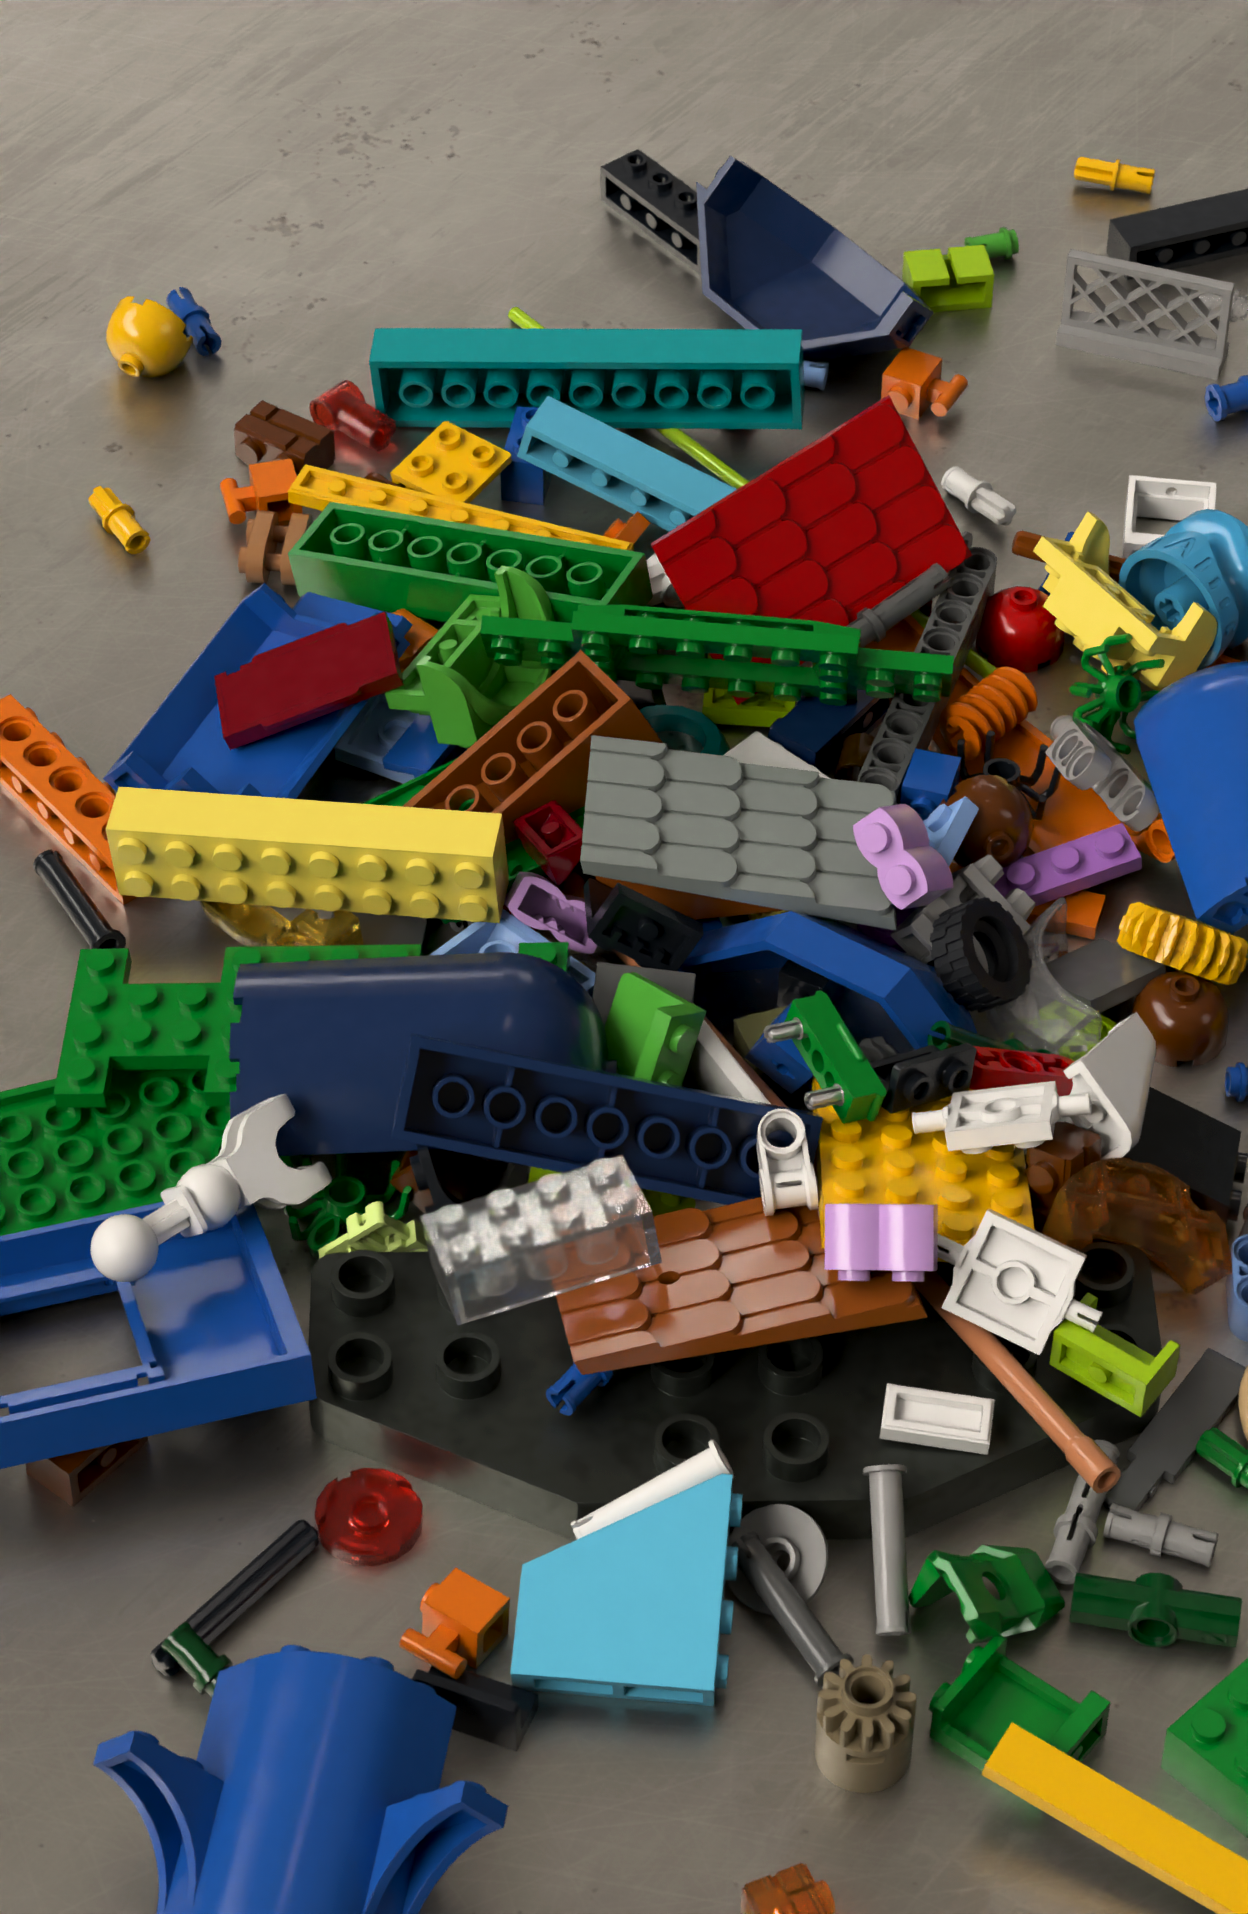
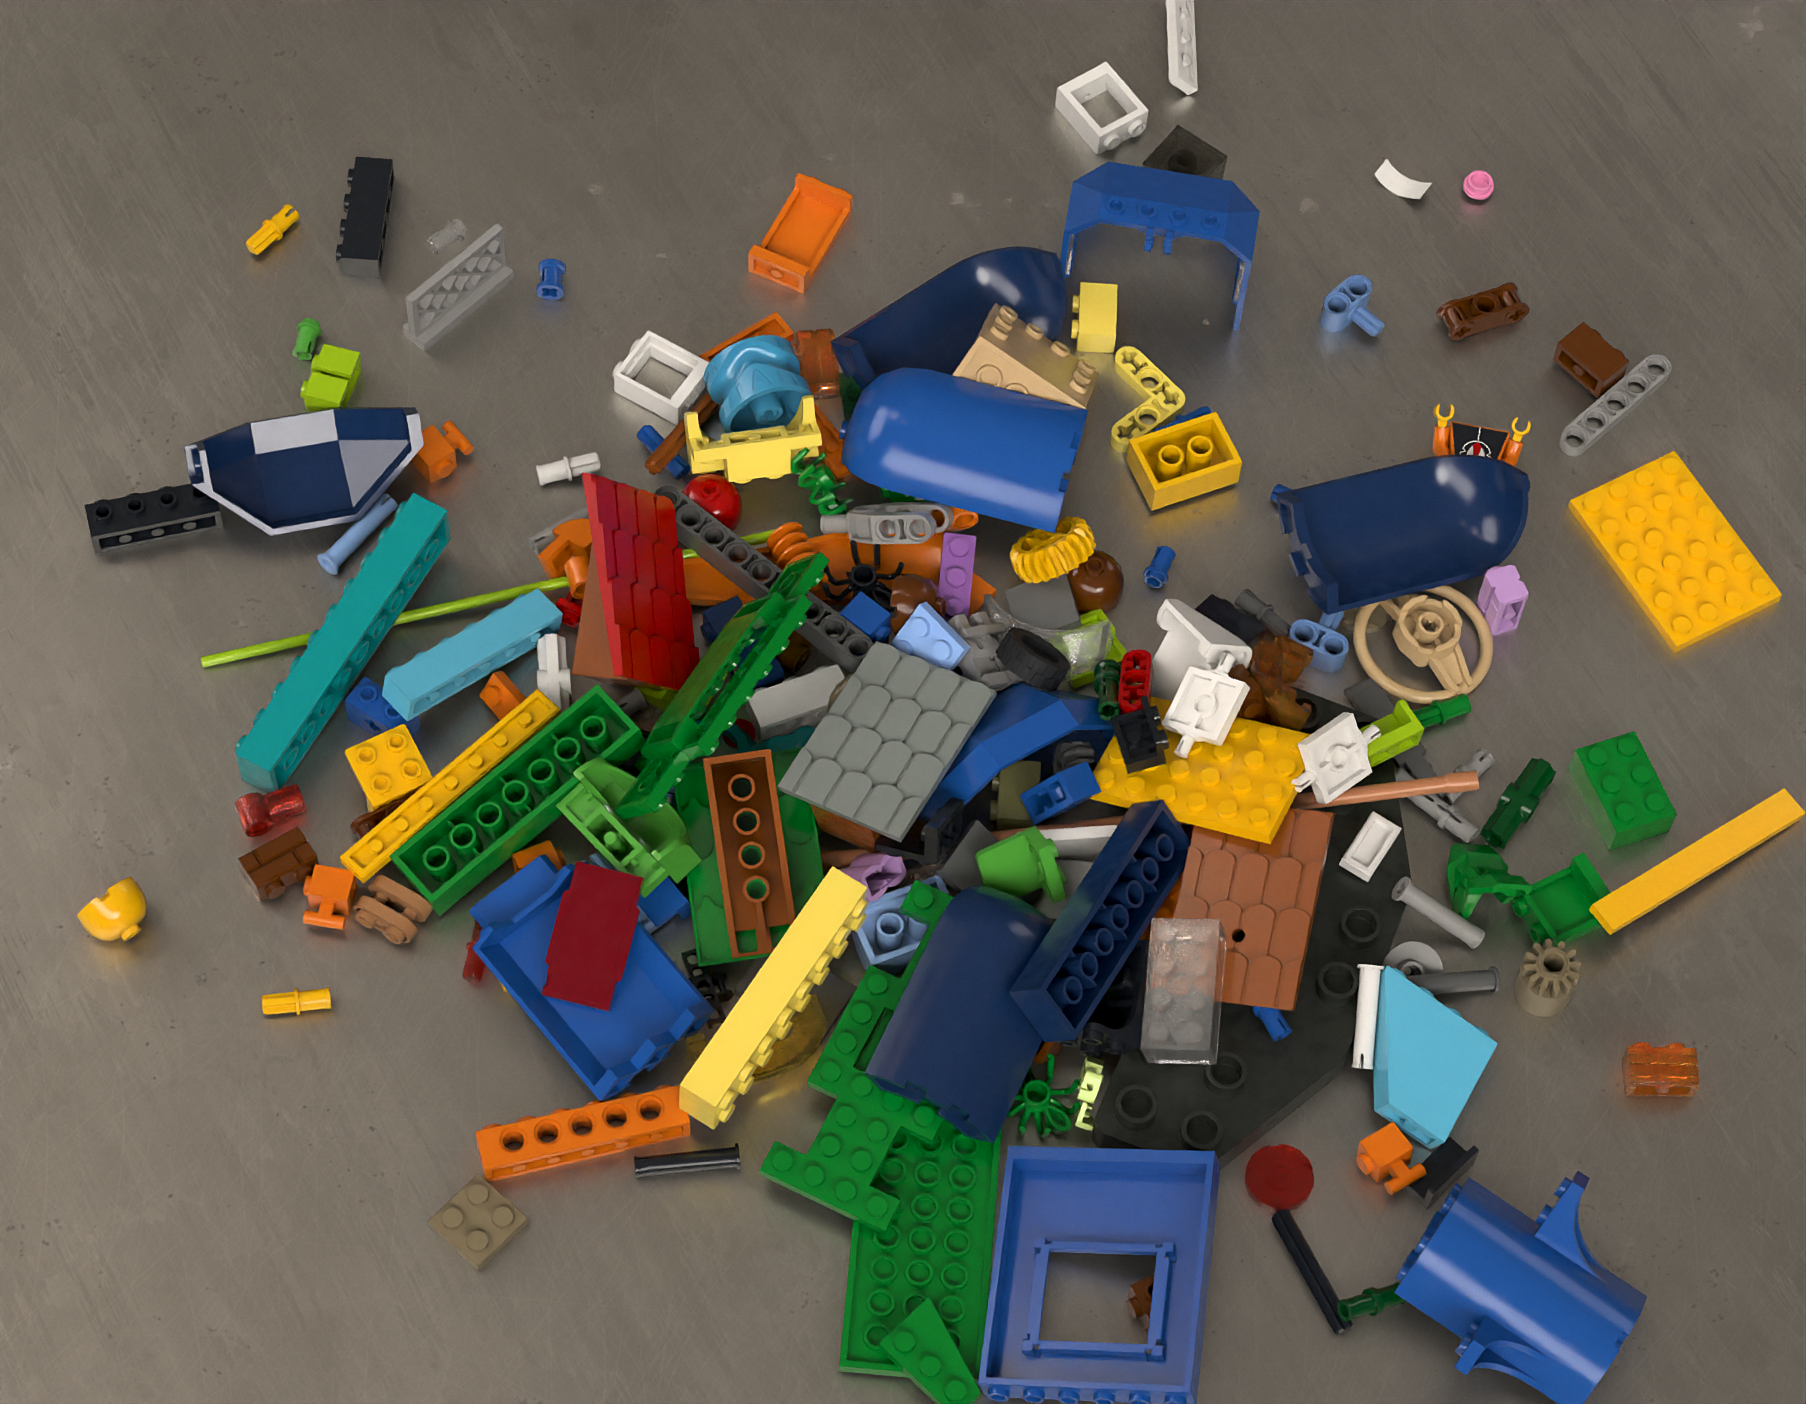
camera: 70 degrees left, 15 degrees up
(196, 321) = (93, 872): blue pin -> none
(211, 1193) = (1033, 1141): white piece -> none
(551, 840) = (825, 849): dark red slope -> none
(785, 1173) = (1195, 838): white piece -> none
(832, 1057) = (1120, 773): green piece -> none
(881, 1238) = (1294, 808): lavender brick -> none
(899, 847) = (962, 661): lavender brick -> none
(901, 604) = (695, 583): dark grey pin -> none

